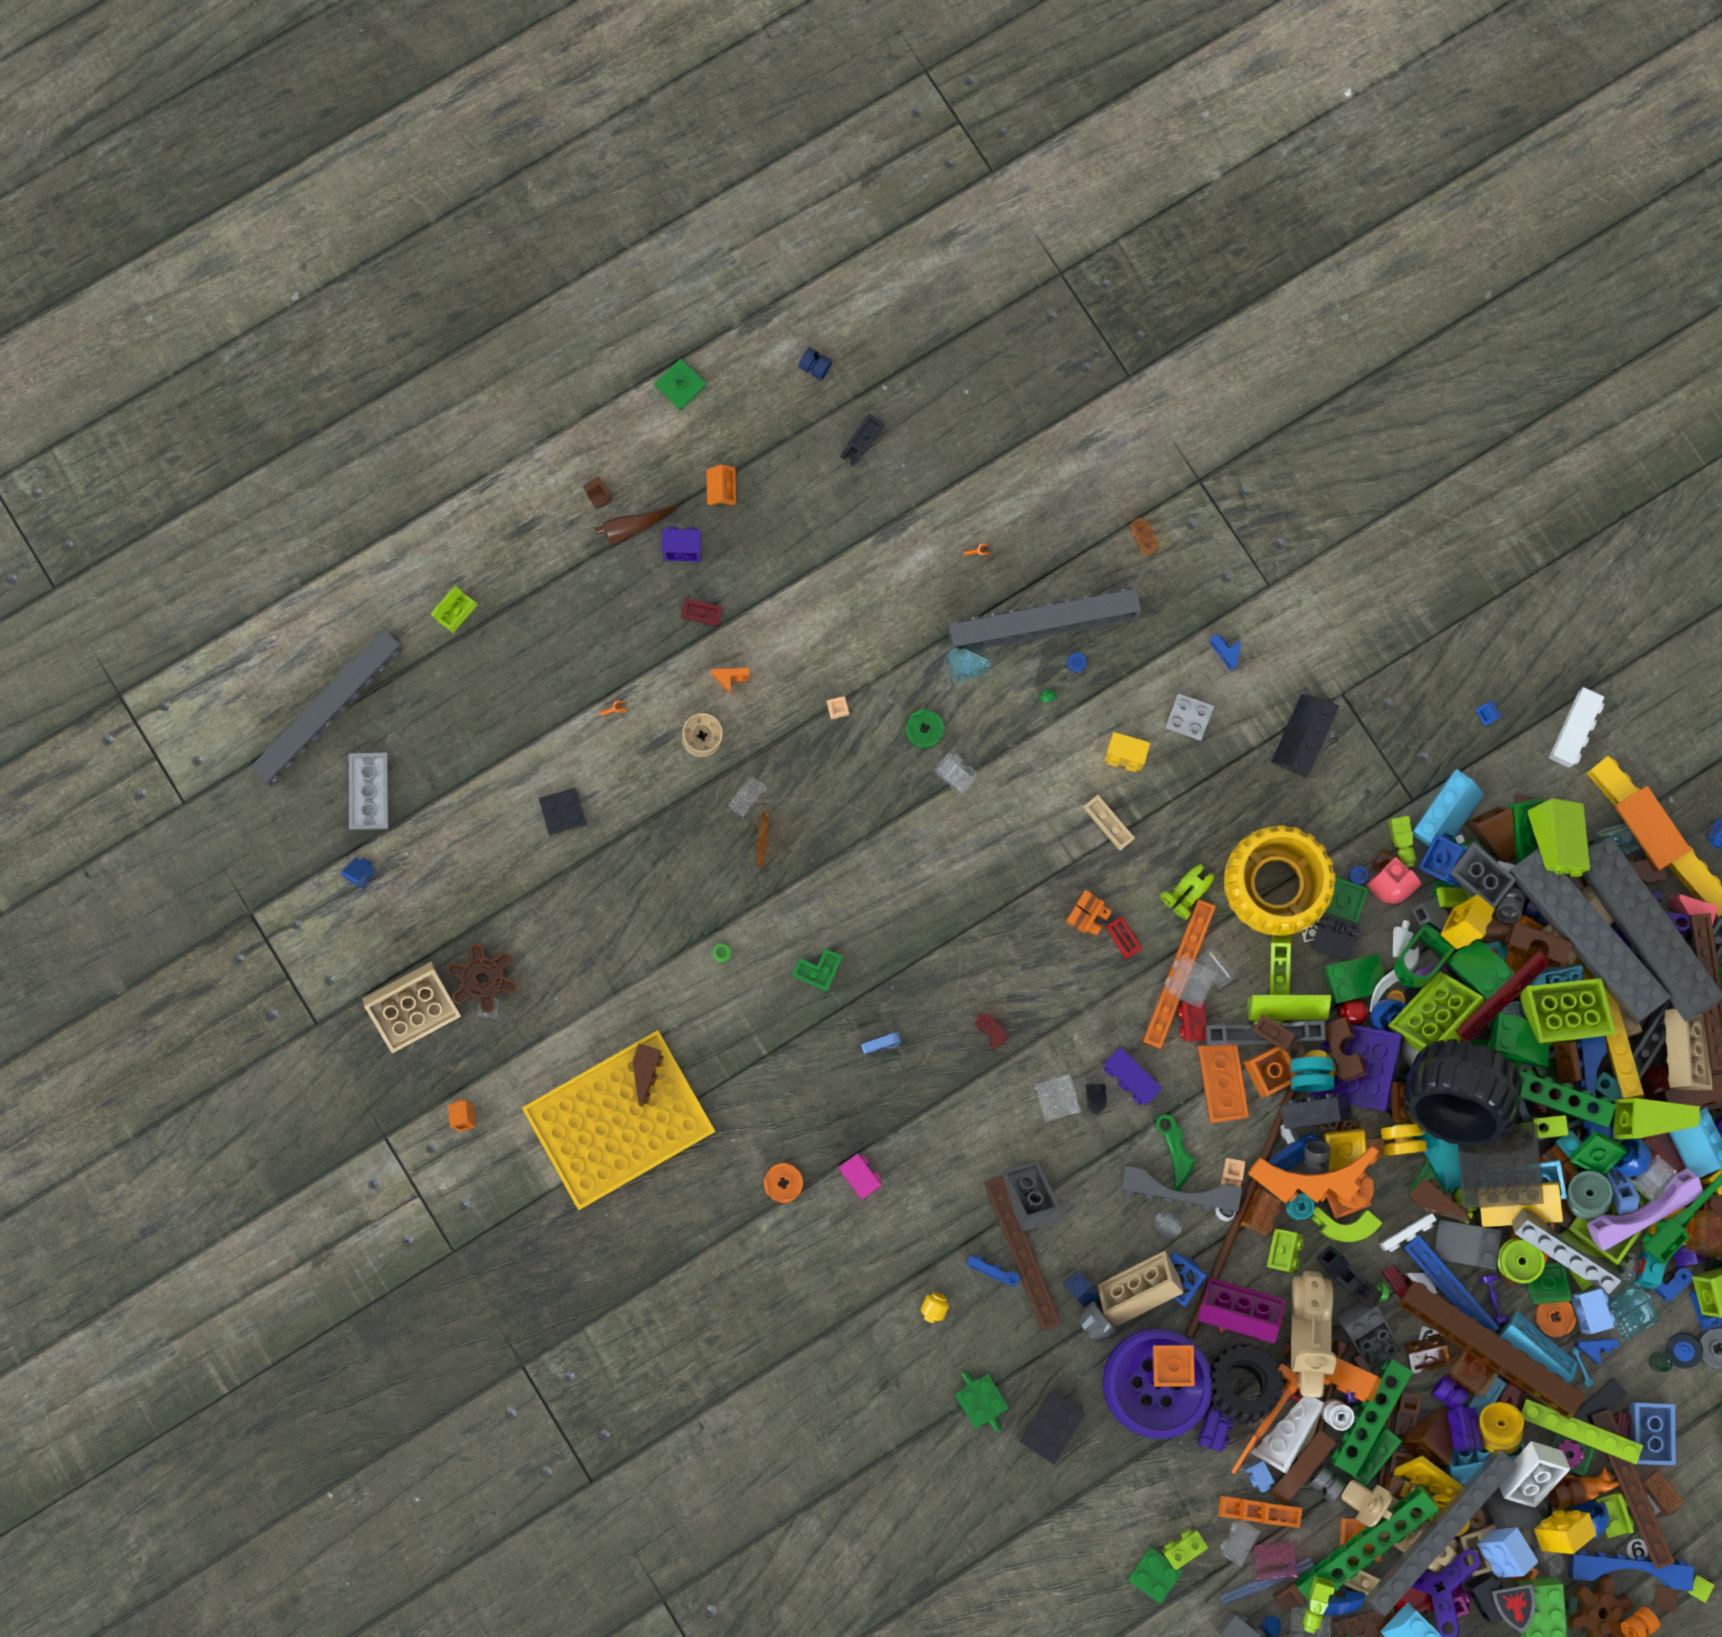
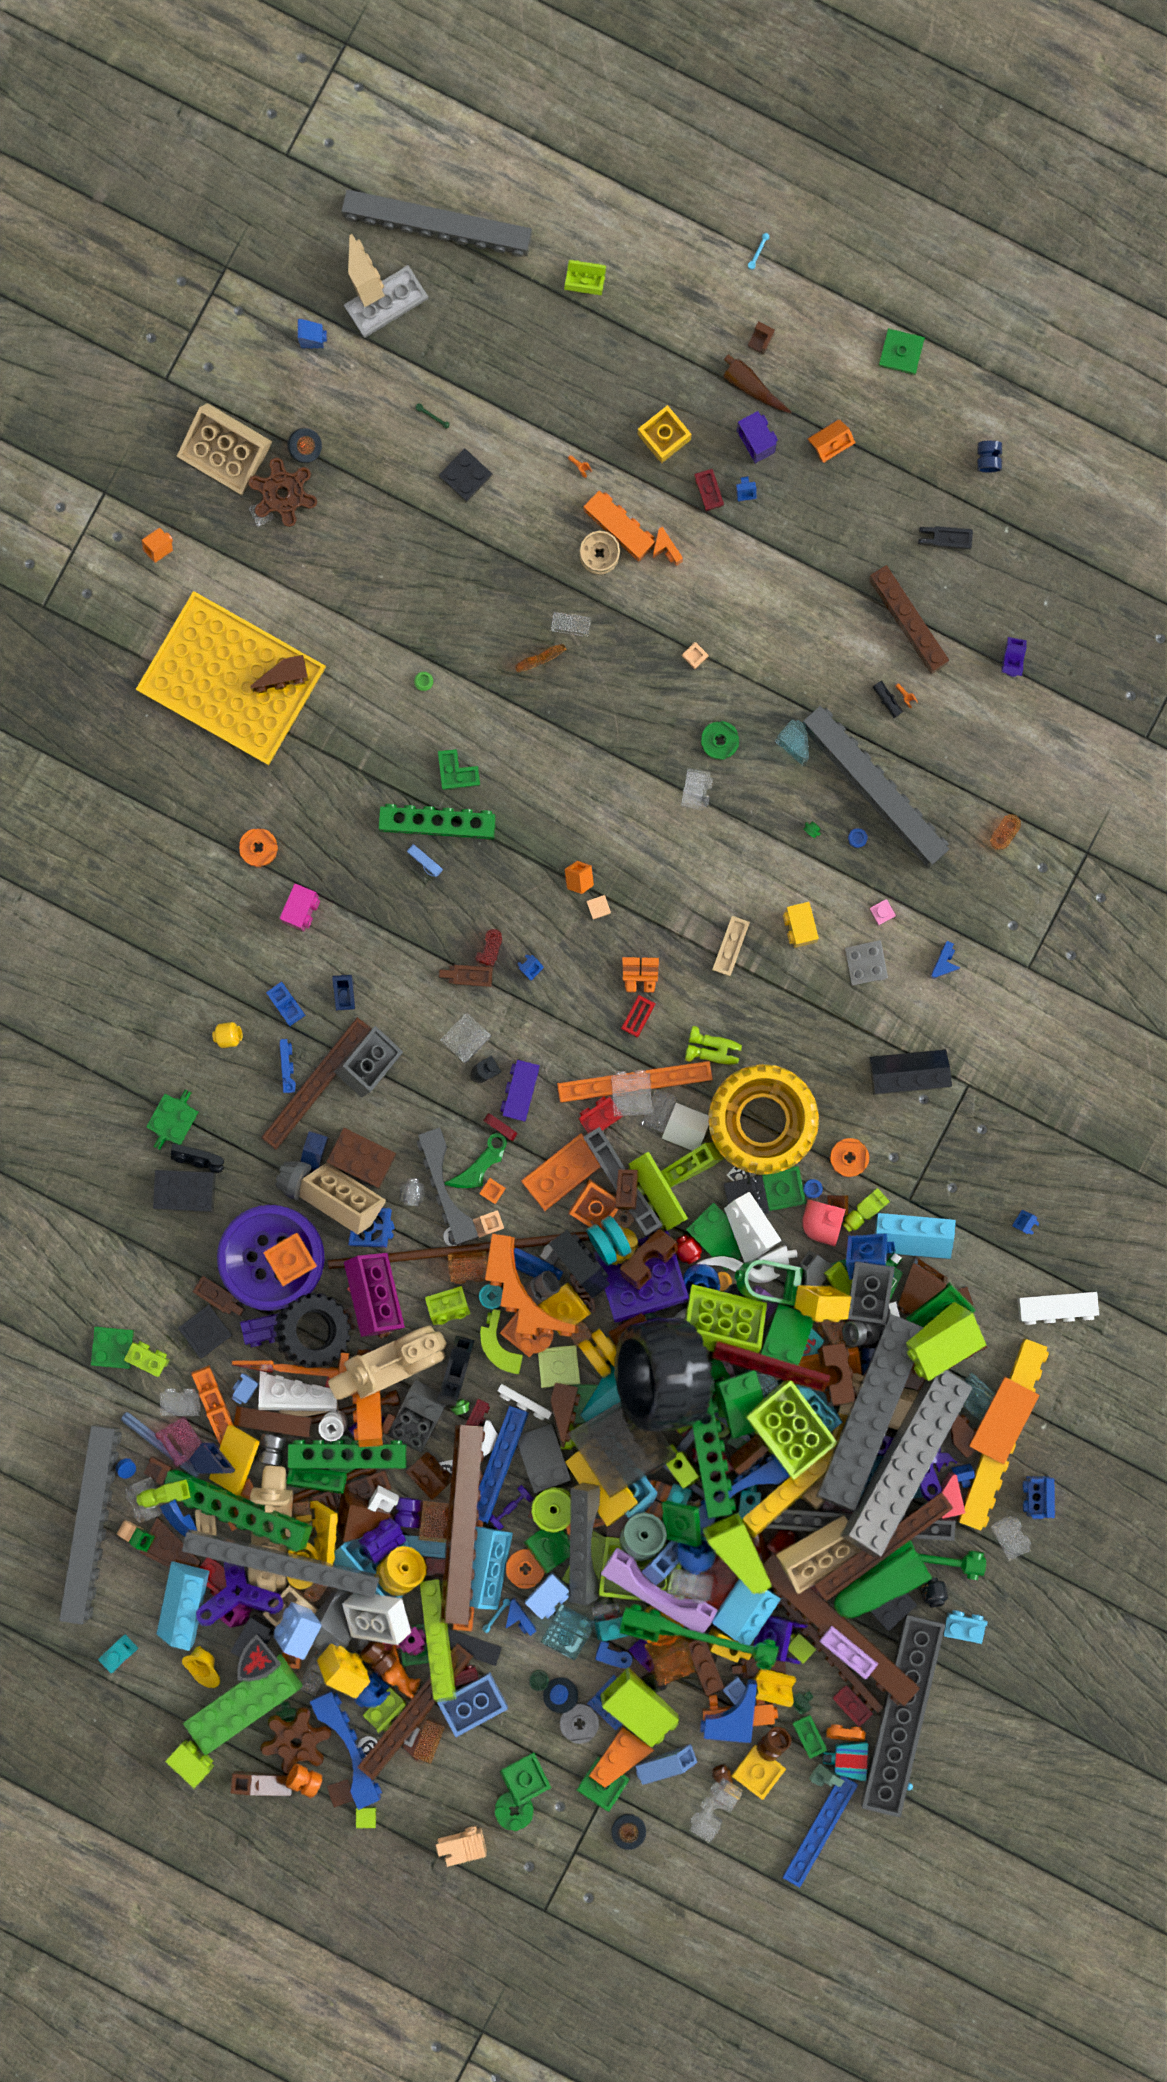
camera: 65 degrees right, 5 degrees up
(339, 795) = (363, 274): none -> tan slope
(452, 935) = (304, 445): none -> black wheel
(479, 817) = (419, 407): none -> dark green hinge
(528, 464) = (751, 265): none -> medium azure hinge
(631, 621) = (664, 434): none -> yellow brick
(683, 706) = (614, 521): none -> orange brick
(721, 581) = (746, 490): none -> blue tile
(830, 1056) = (485, 831): none -> green brick
(915, 510) = (908, 619): none -> reddish brown brick
(936, 1239) = (285, 1003): none -> blue slope
(957, 1181) = (344, 992): none -> dark blue slope
(972, 568) = (887, 699): none -> black pin
(973, 917) = (579, 877): none -> orange panel
(998, 443) = (1014, 657): none -> dark purple brick
(1004, 1063) = (468, 975): none -> reddish brown hinge
(1009, 916) = (598, 907): none -> light nougat tile
(1028, 1004) = (530, 967): none -> blue tile
(1029, 1398) = (197, 1158): none -> black hinge
(1112, 1251) = (361, 1157): none -> reddish brown brick
(1152, 678) = (882, 912): none -> bright pink plate
(1153, 1113) = (500, 1127): none -> dark red beam
(1163, 1452) = (217, 1296): none -> reddish brown hinge
(1188, 1482) = (205, 1331): none -> black plate
(1206, 1152) = (492, 1191): none -> orange plate
(1245, 952) = (686, 1127): none -> white slope
(1309, 1543) = (210, 1459): none -> dark blue slope
(1319, 1522) = (239, 1451): none -> yellow tile
(1350, 839) = (856, 1166): none -> orange plate
(1366, 946) = (750, 1227): none -> white wedge
(1393, 1184) = (559, 1366): none -> yellowish green plate
(1428, 1407) = (383, 1499): none -> white panel
(1677, 887) = (963, 1474): none -> blue tile

